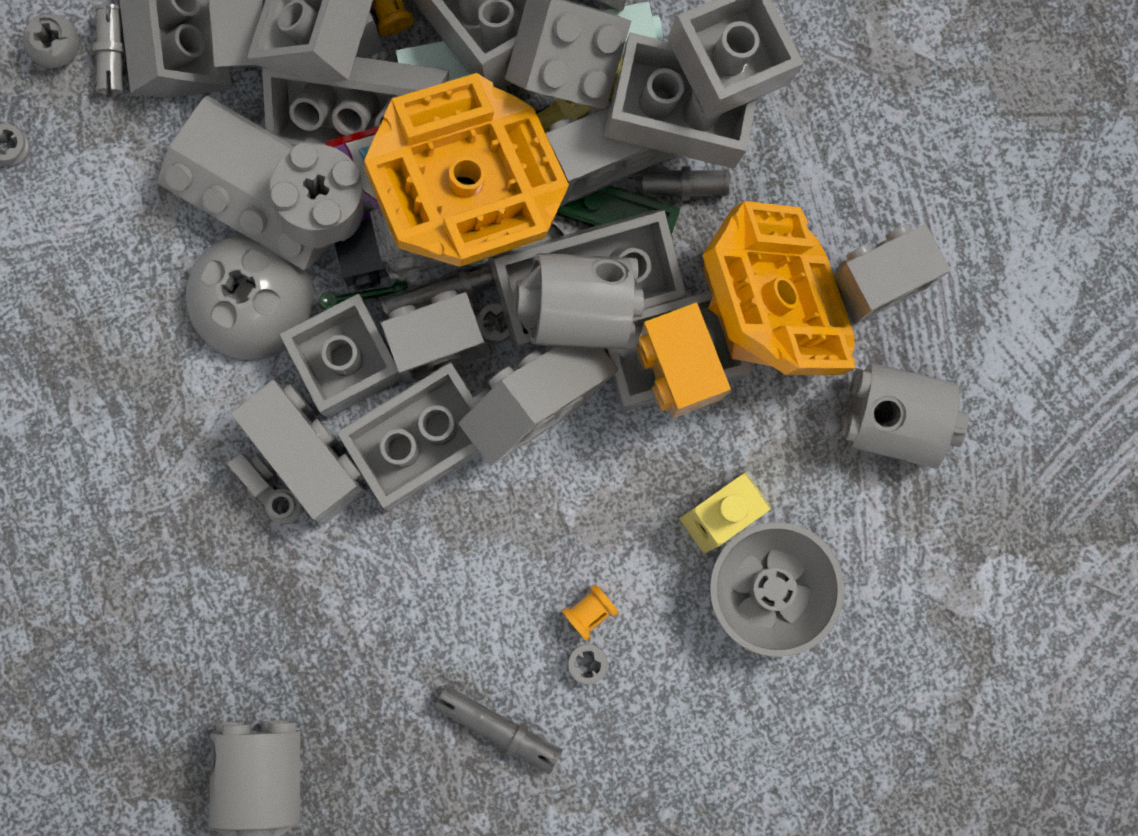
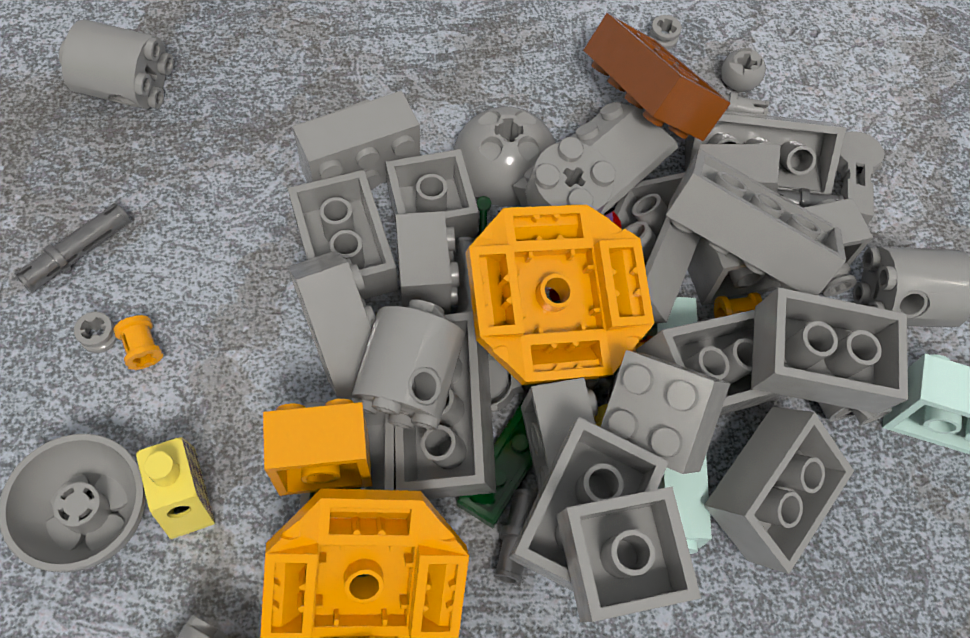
camera: 100 degrees right, 20 degrees down
(124, 134) = (655, 79): none -> dark orange brick

